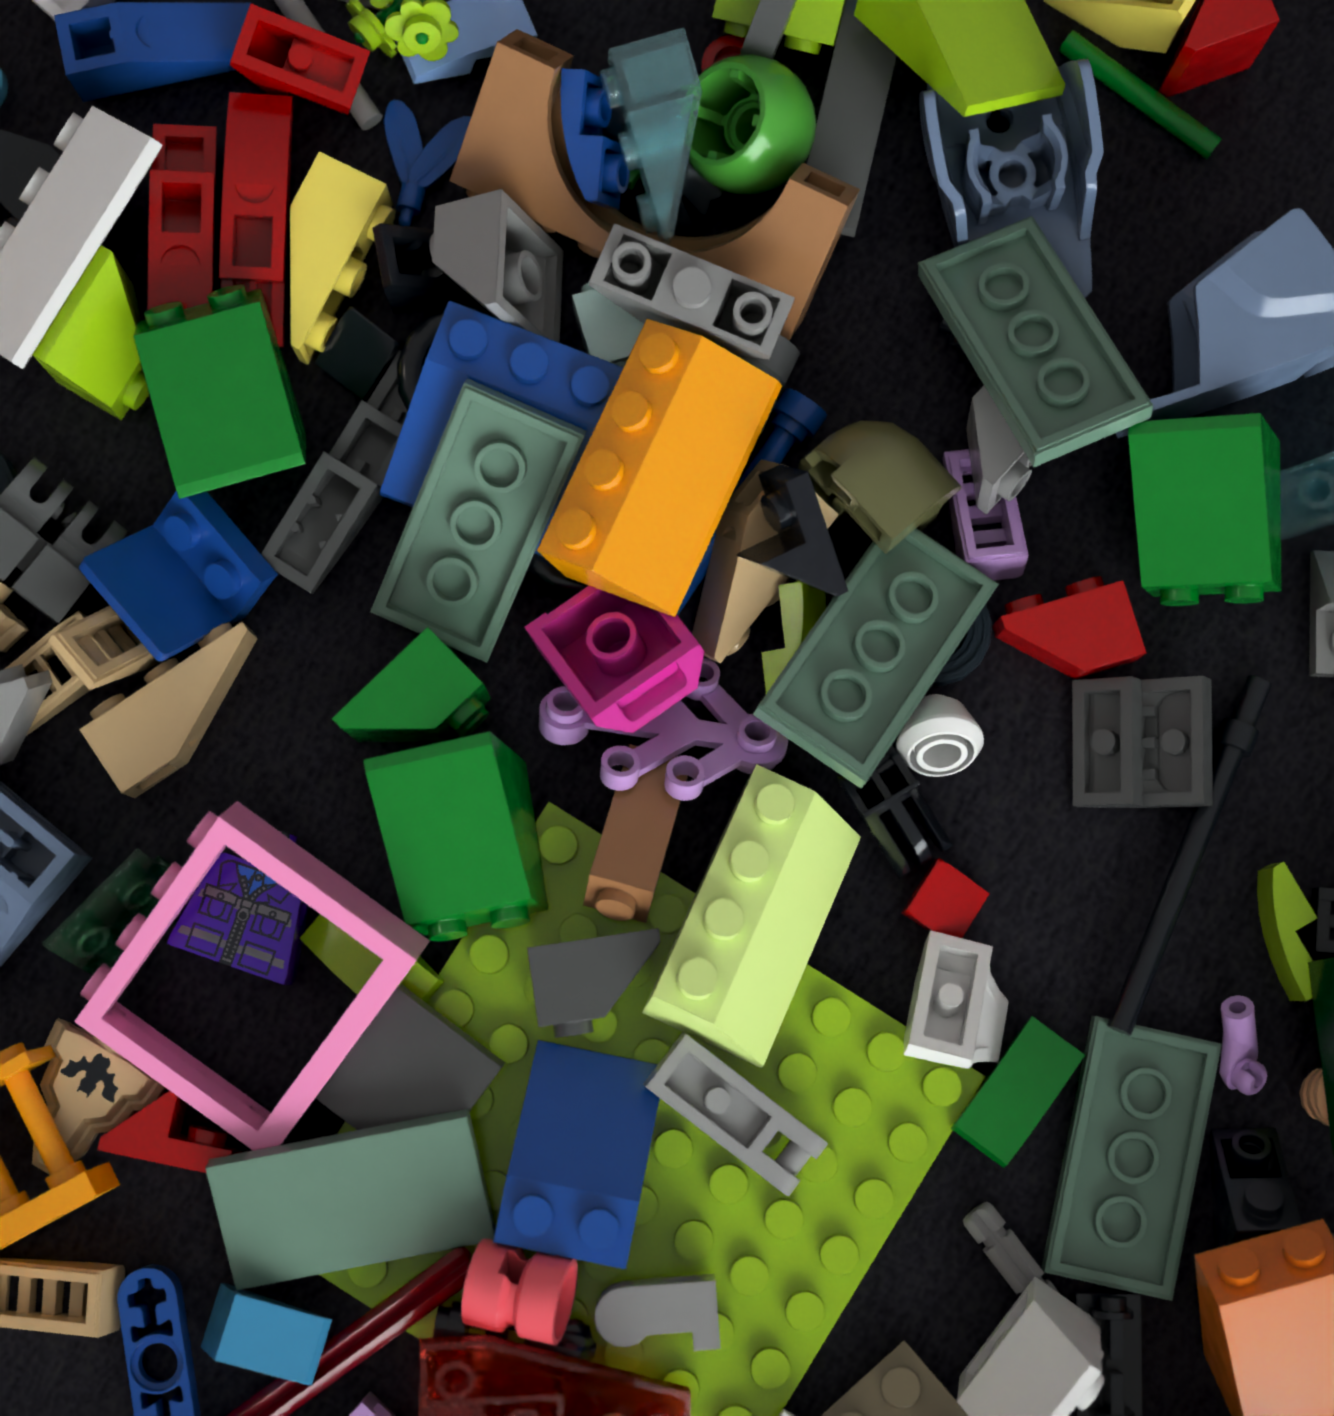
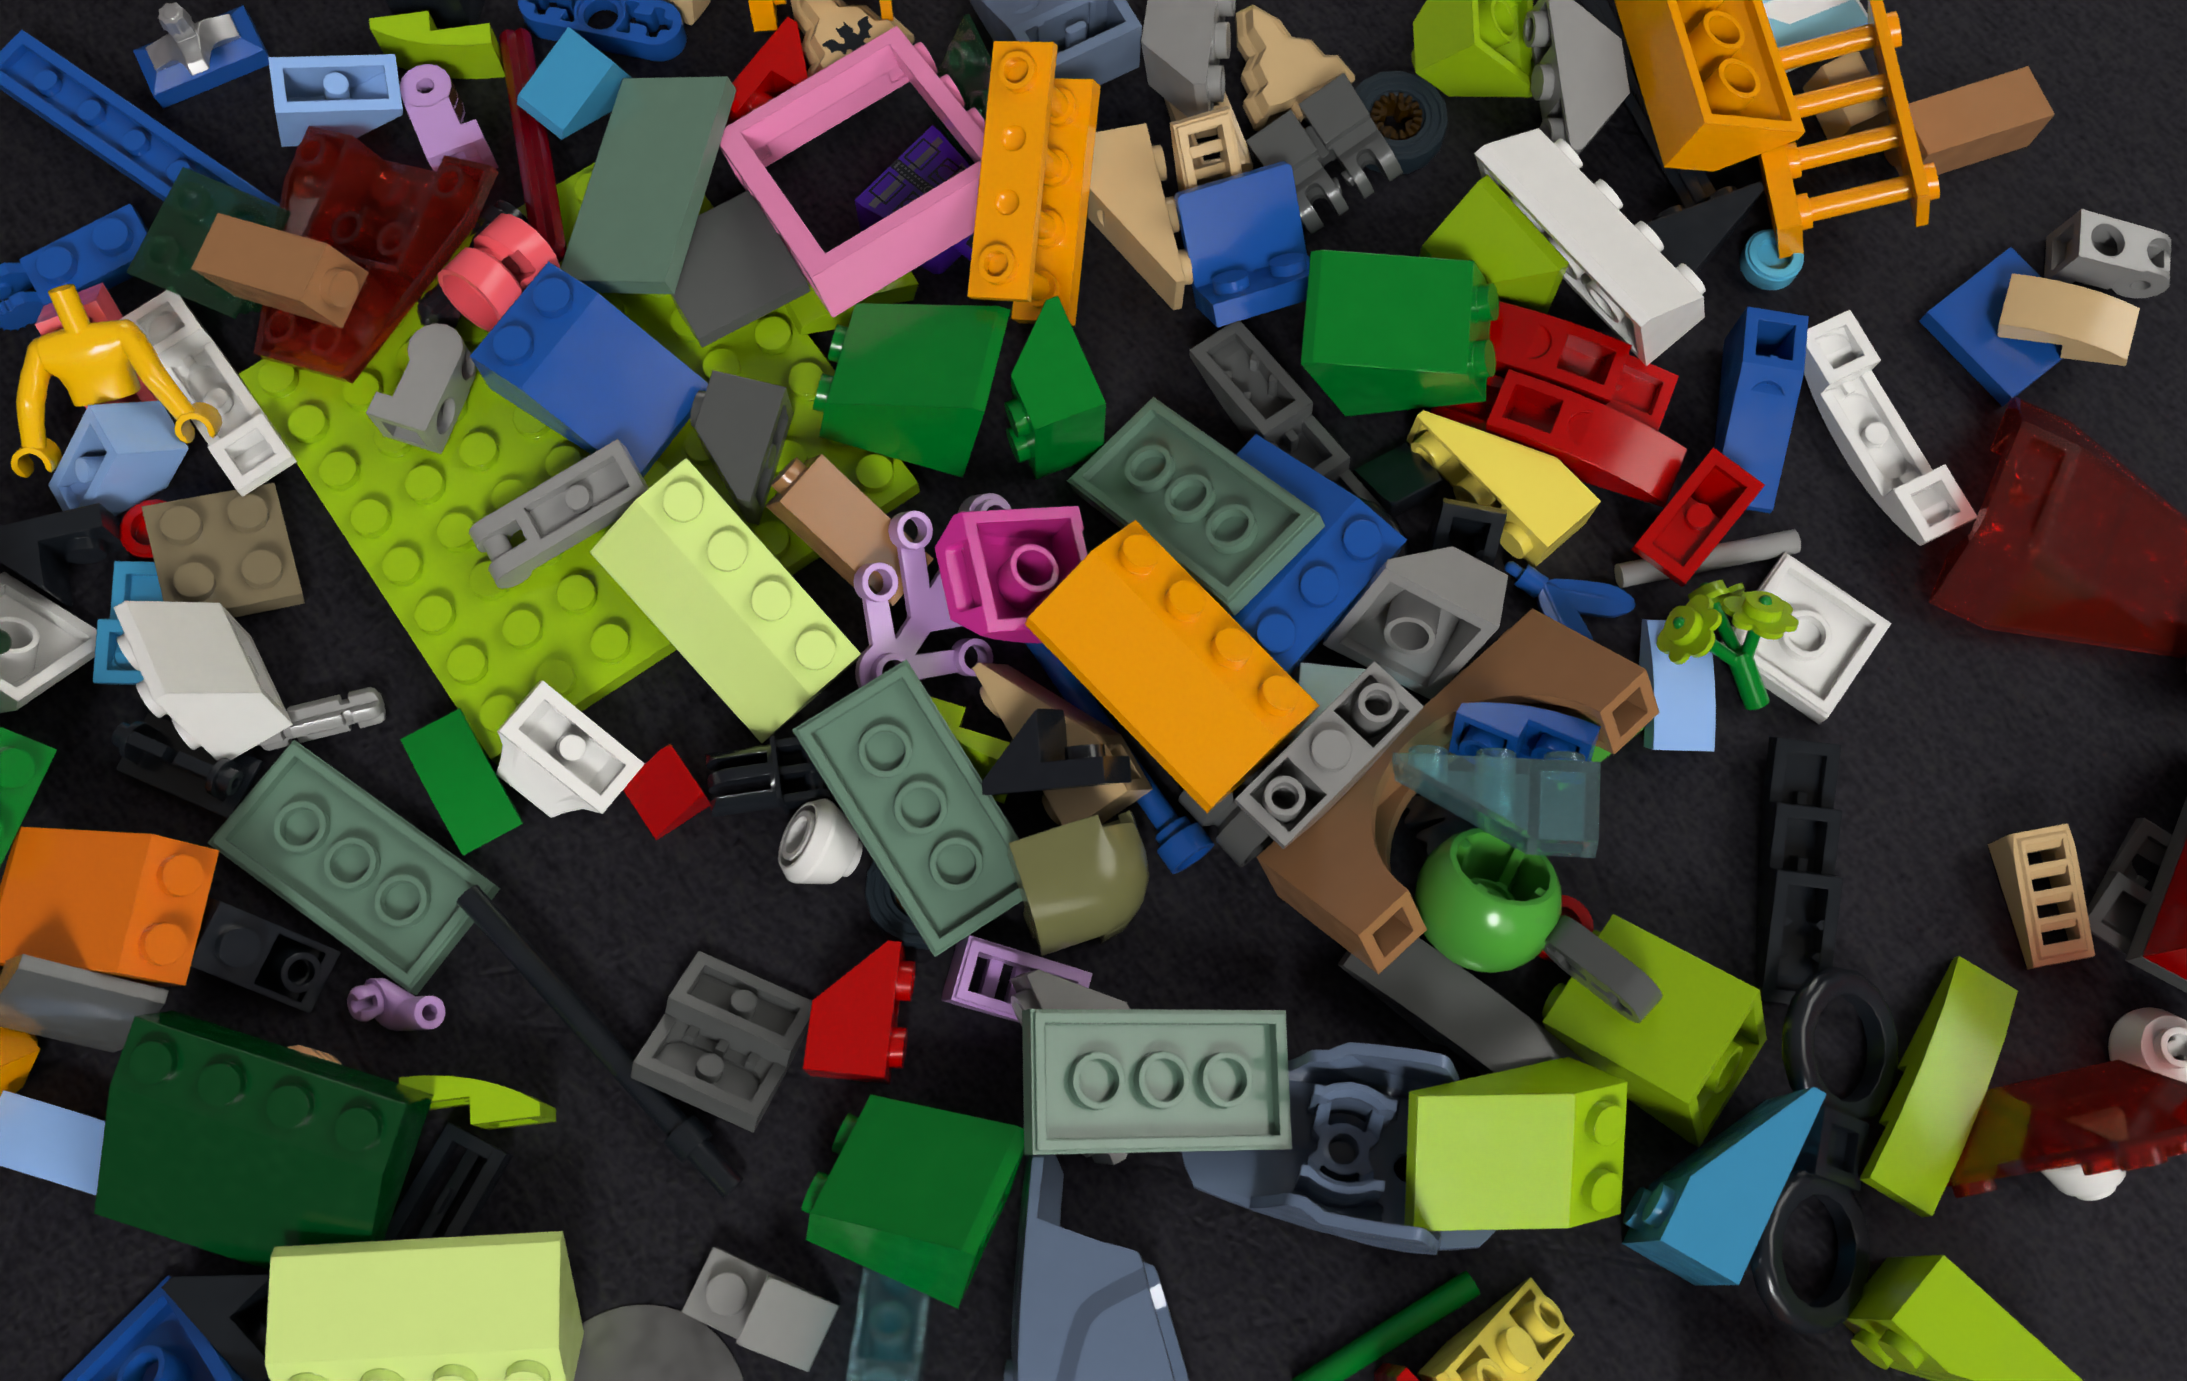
camera: 110 degrees right, 10 degrees down
(218, 793) = (1033, 182): none -> light orange fence

